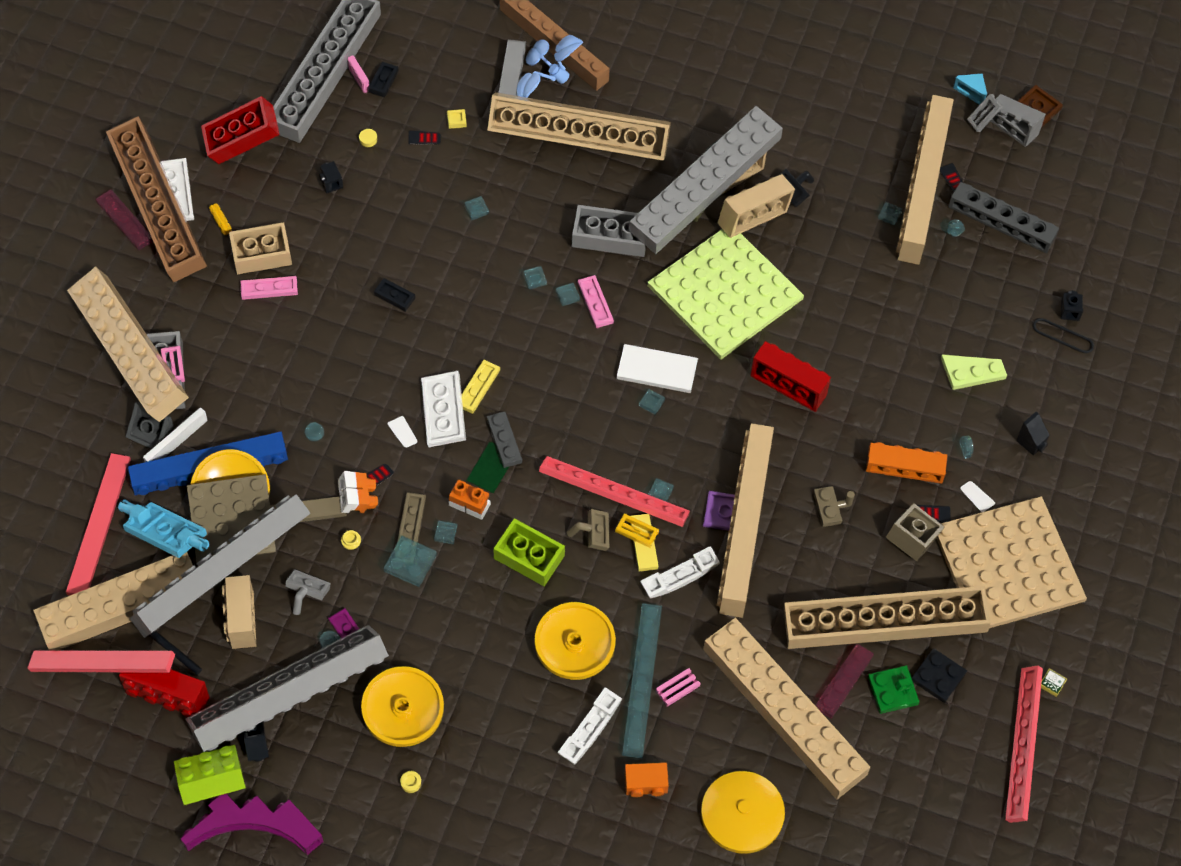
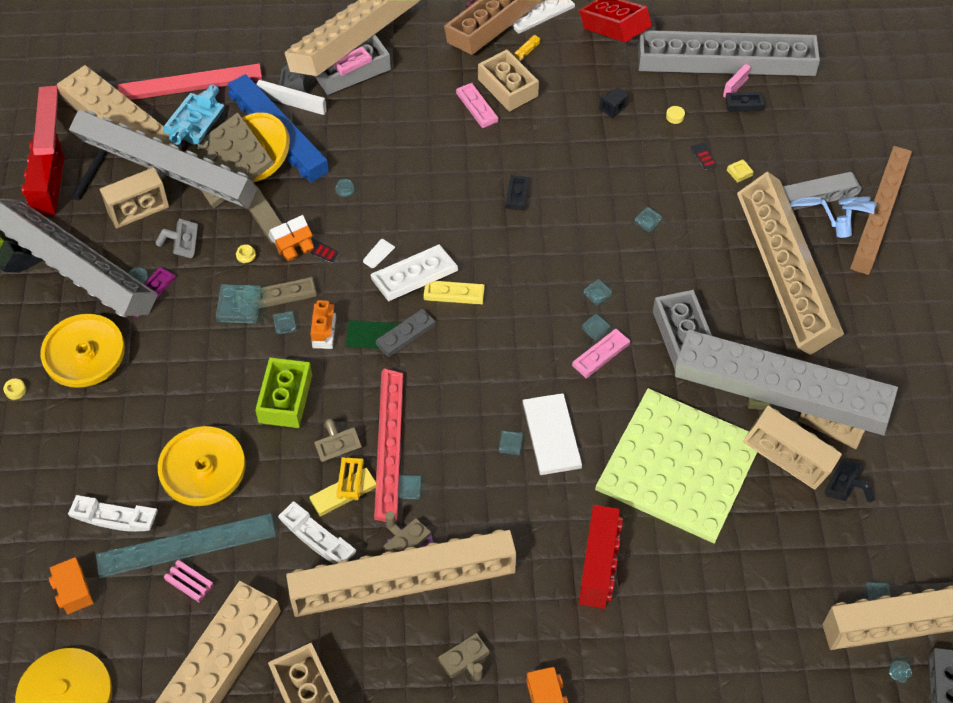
camera: 70 degrees right, 5 degrees down
(711, 509) = (411, 536): none -> dark tan plate

